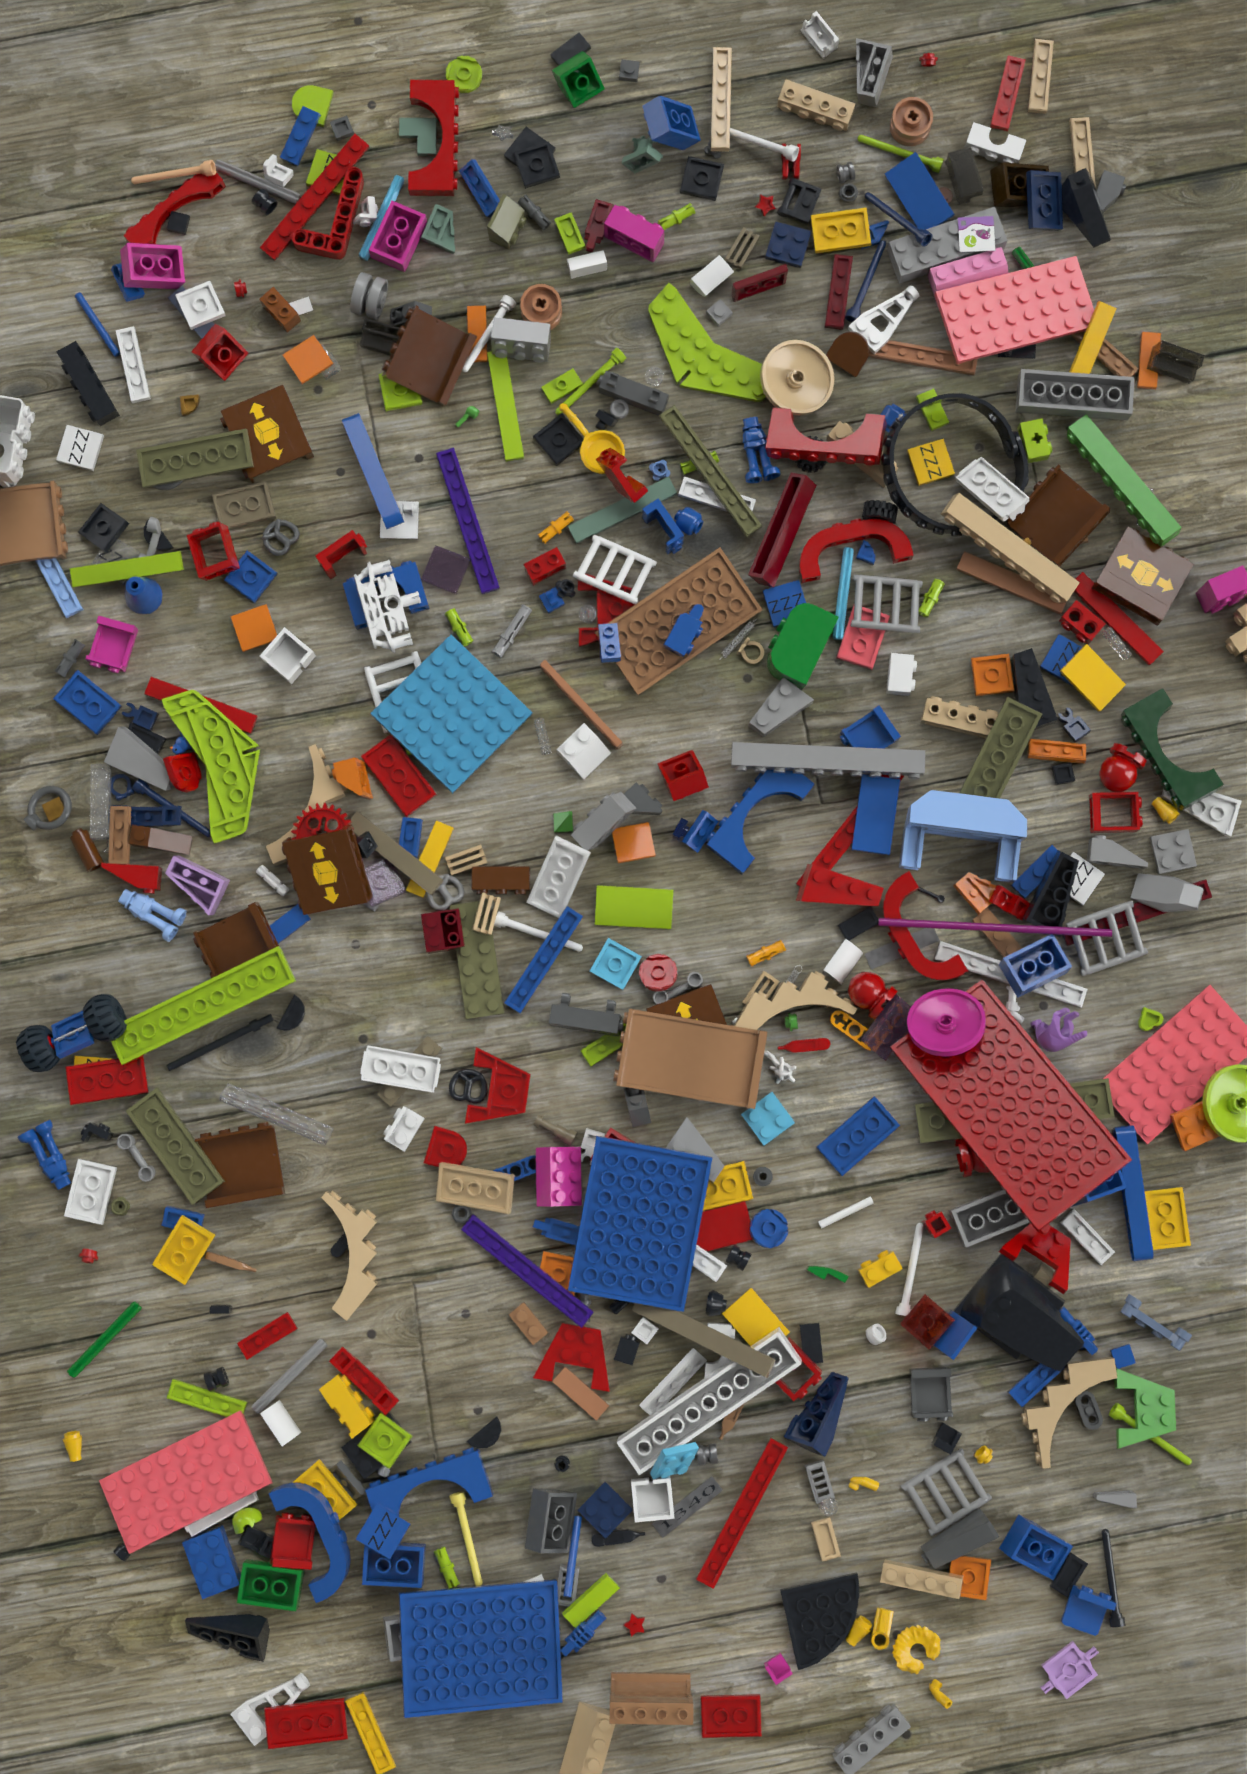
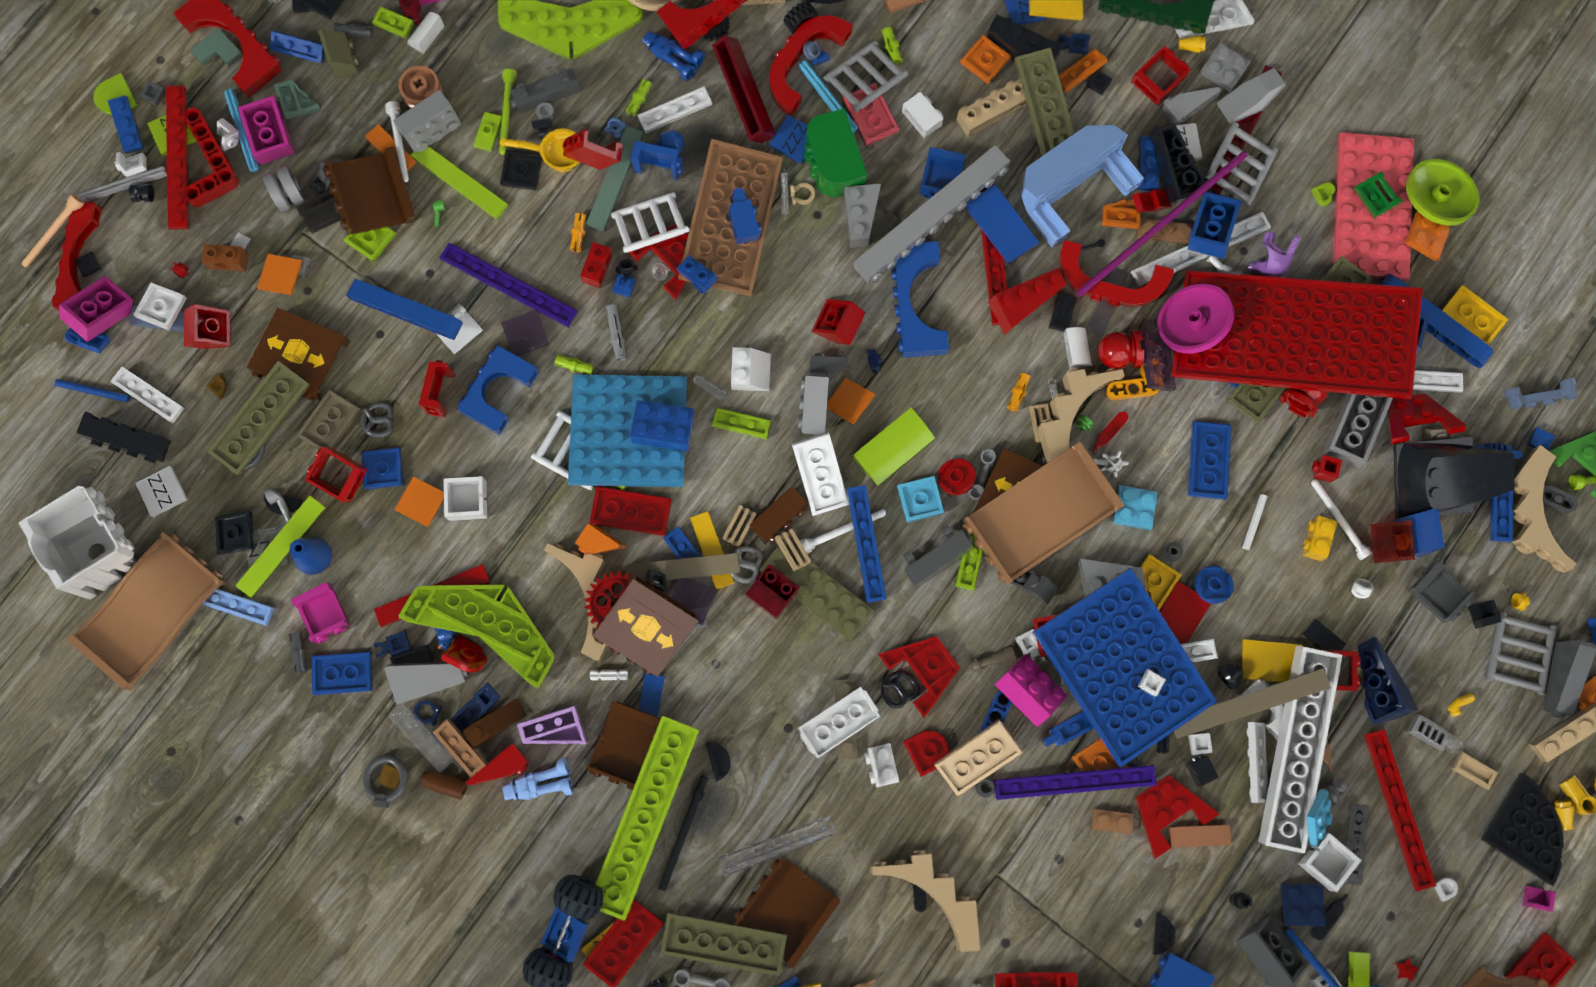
camera: 45 degrees left, 5 degrees down
(142, 787) = (443, 697): dark blue piece -> none
(372, 607) = (512, 406): white piece -> none
(476, 734) = (662, 425): none -> blue brick
(540, 785) = (741, 423): none -> lime tile
(563, 821) = (783, 433): bright green slope -> none
(581, 705) = (717, 338): nougat tile -> none
(647, 1253) = (1151, 682): none -> white tile
(700, 831) = (888, 349): blue plate -> none
(710, 471) = (653, 94): olive tile -> none
(720, 1597) = (1446, 888): none -> white tile
(738, 1257) = (1214, 626): black wheel -> none
(822, 1272) = (1283, 578): green slope -> none
(863, 546) = (811, 50): none -> sand blue plate
(1120, 770) = (1137, 40): red tile -> none
(1179, 1059) = (1374, 198): none -> green plate

